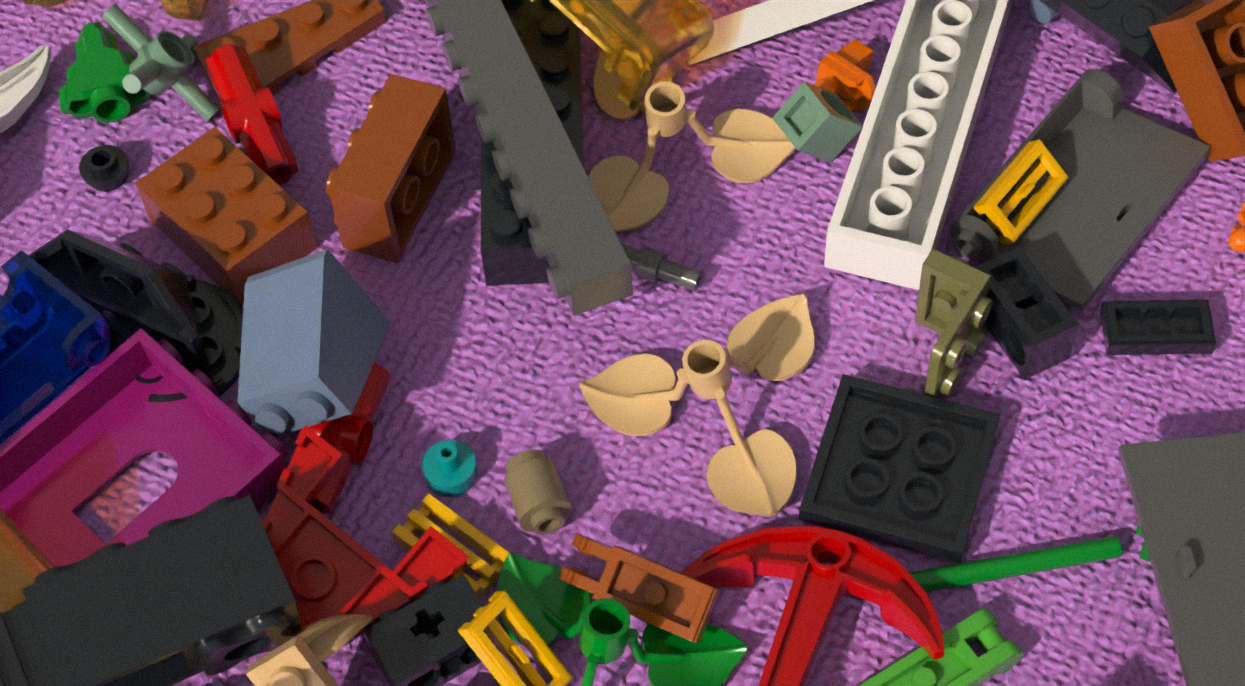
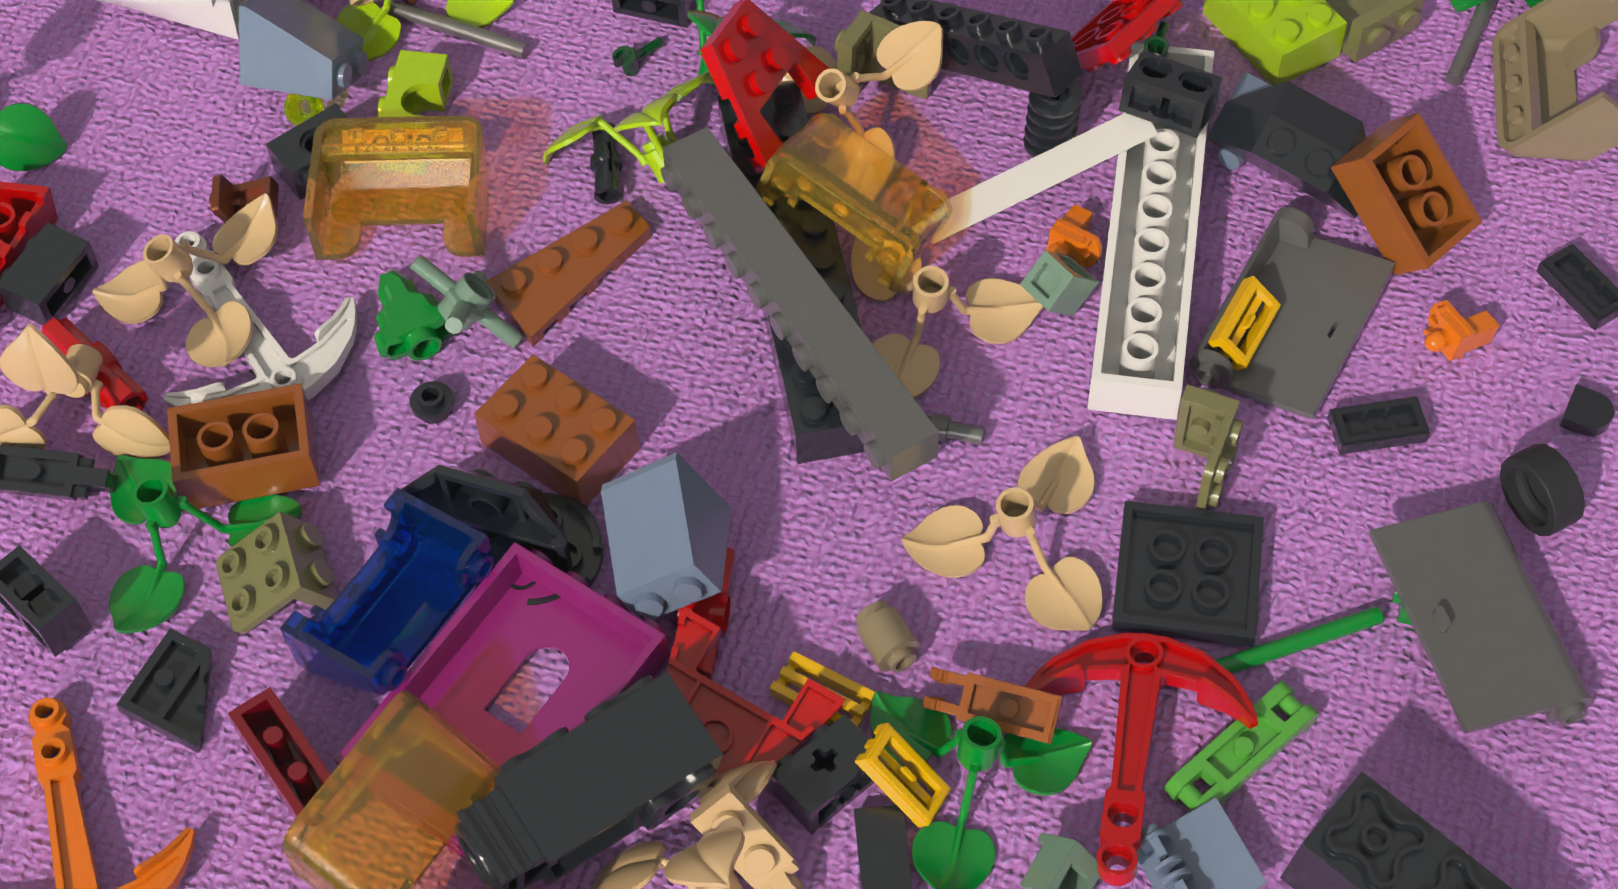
camera: 10 degrees left, 0 degrees up
(251, 112) = (556, 334): red piece -> none
(392, 167) = (697, 370): dark orange brick -> none
(450, 468) = (804, 627): teal tile -> none
(1027, 314) = (1272, 429): black brick -> none

